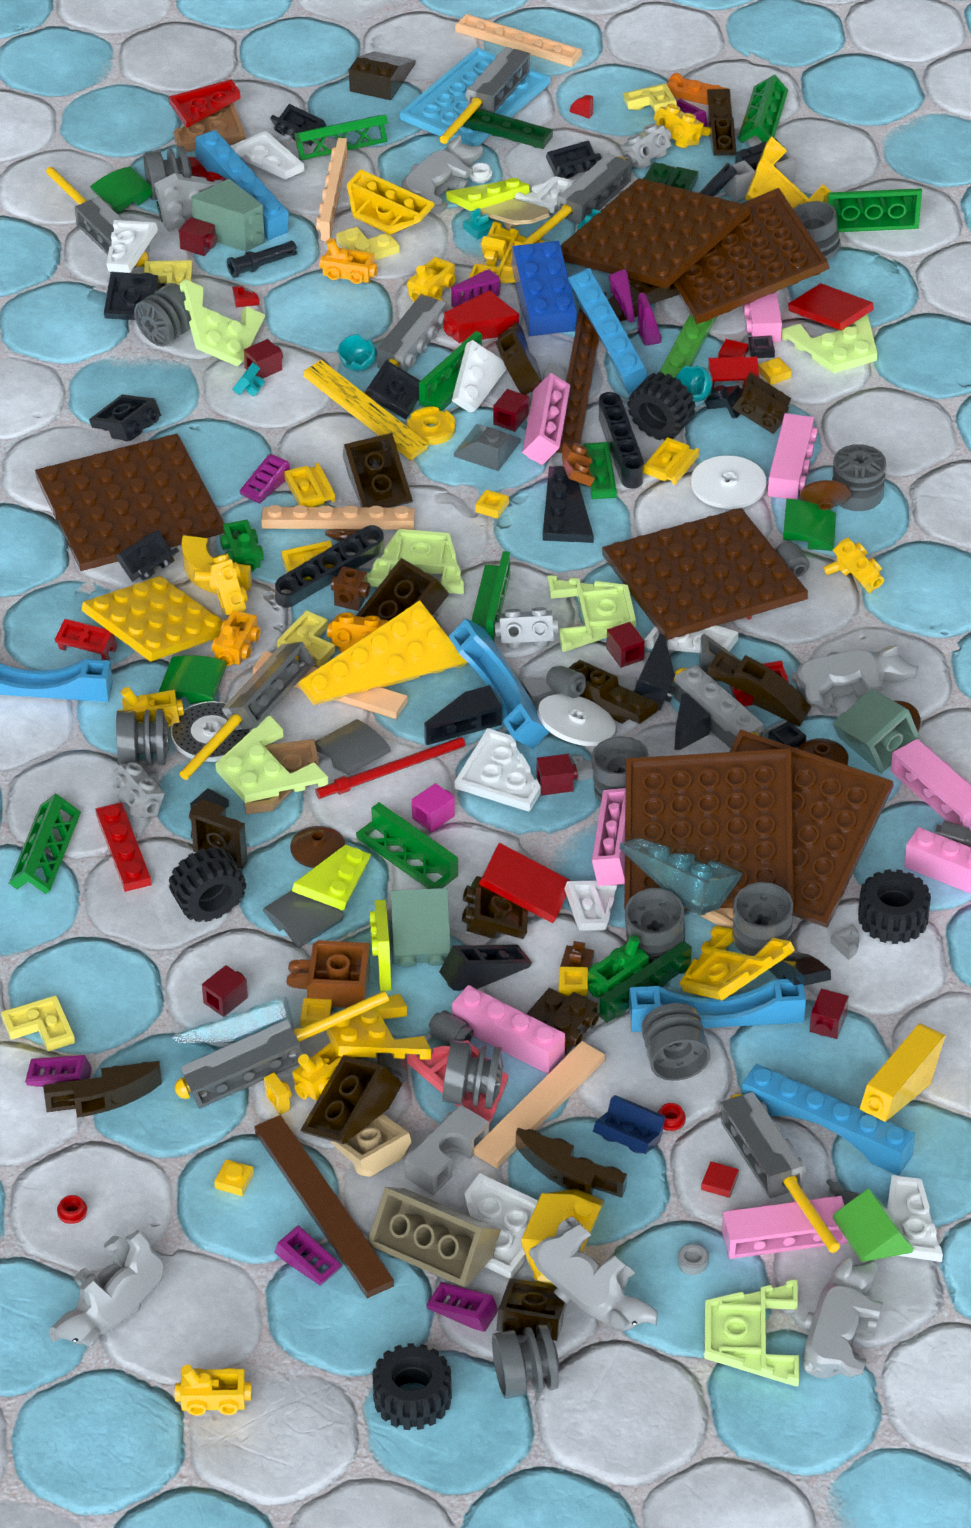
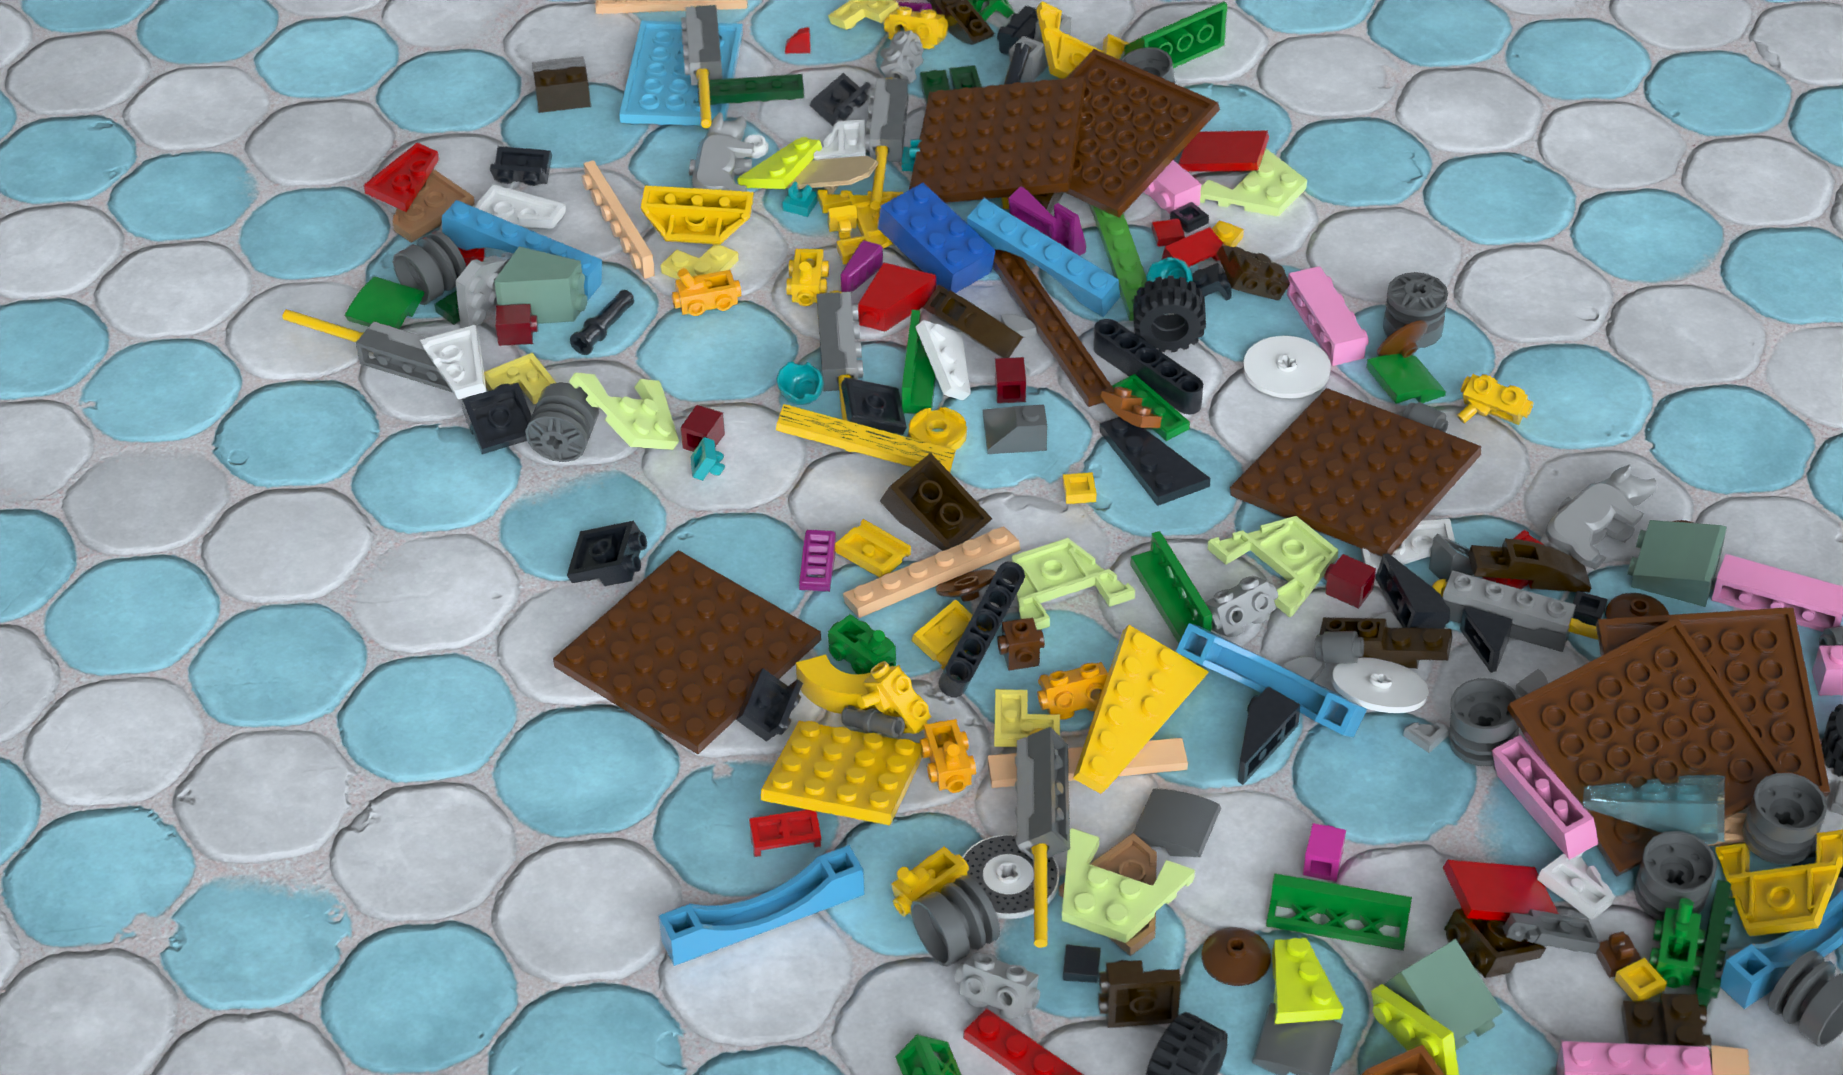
camera: 30 degrees left, 0 degrees up
(194, 677) = (937, 822): green slope -> none
(205, 596) = (873, 721): none -> dark grey pin
(244, 298) = (617, 372): red tile -> none
(344, 128) = (577, 156): green fence -> none
(344, 784) = (1206, 868): red bar -> none
(401, 590) = (1086, 628): dark brown slope -> none
(482, 964) = (1537, 1011): black slope -> none
(499, 772) = (1352, 780): white plate -> none
(538, 921) = (1552, 930): none -> dark grey hinge
(546, 419) = (1059, 374): bright pink brick -> none
(555, 774) = (1411, 755): dark red brick -> none
(671, 461) = (1215, 367): yellow plate -> none

